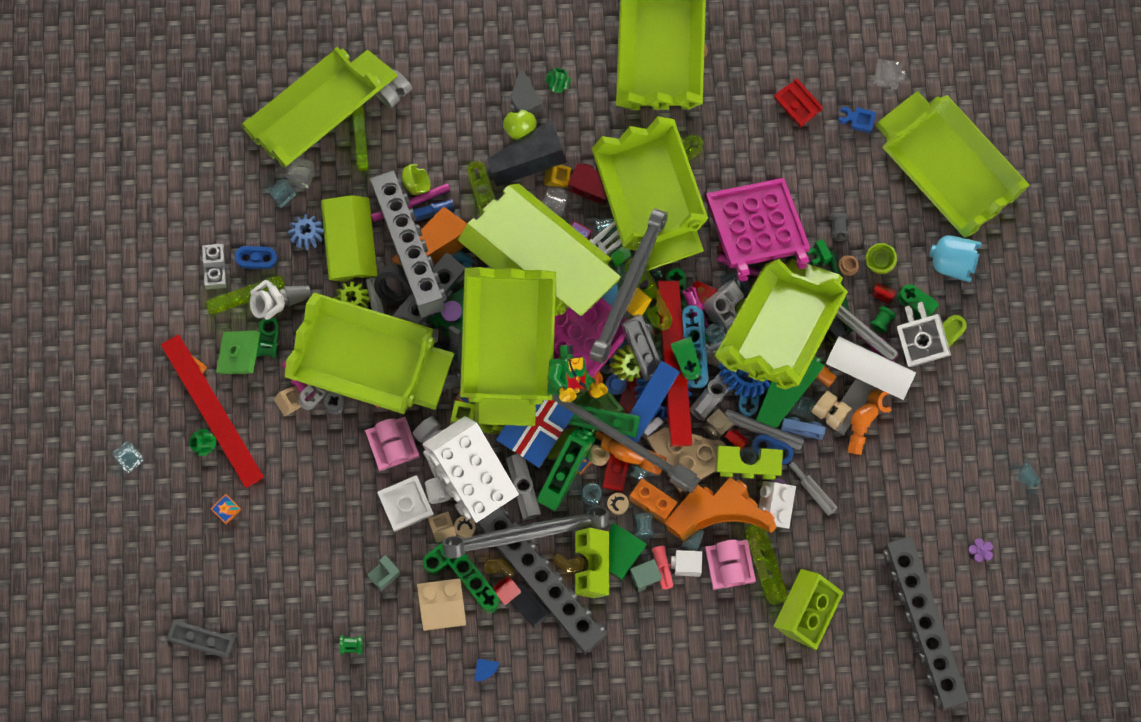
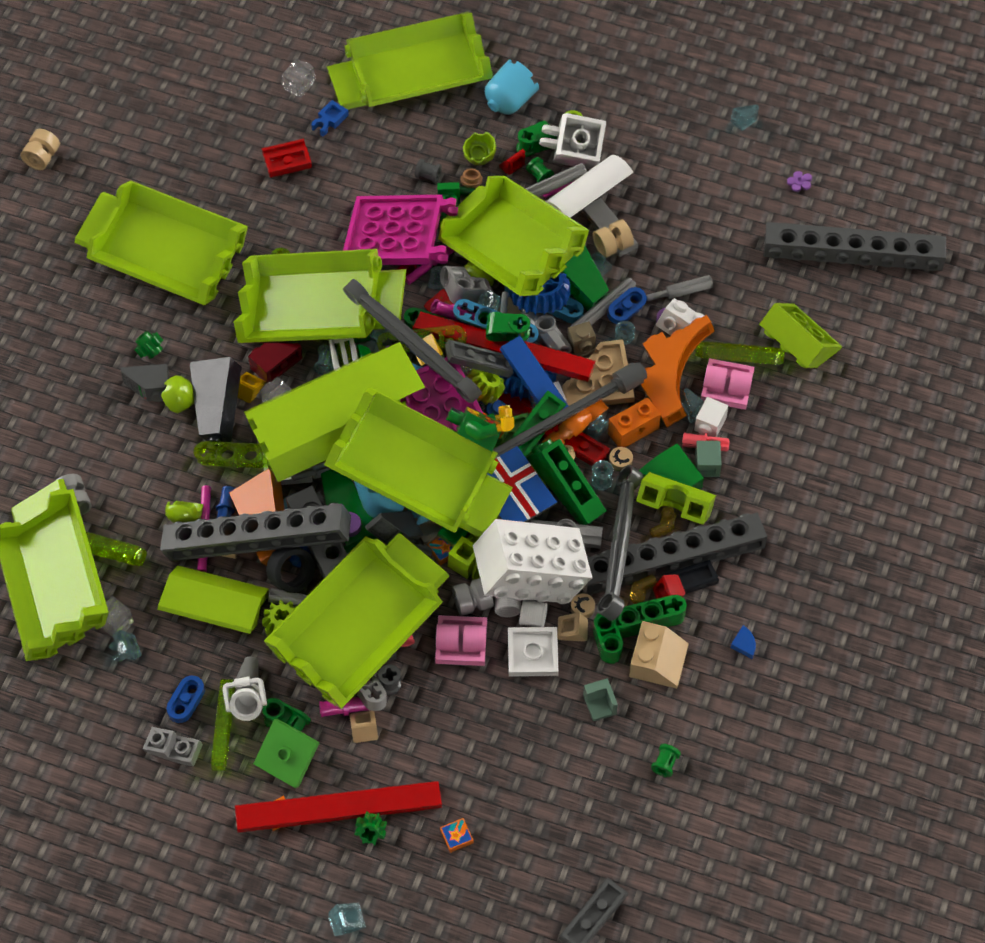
camera: 65 degrees left, 15 degrees down
(305, 225) = (193, 637): medium blue gear -> none
(644, 525) = (655, 441): clear light blue bush -> none
(729, 462) = (626, 337): lime arch -> none
(737, 438) = (604, 328): red tile -> none
(811, 429) = (621, 267): medium blue plate -> none
(863, 417) = (623, 207): orange piece -> none

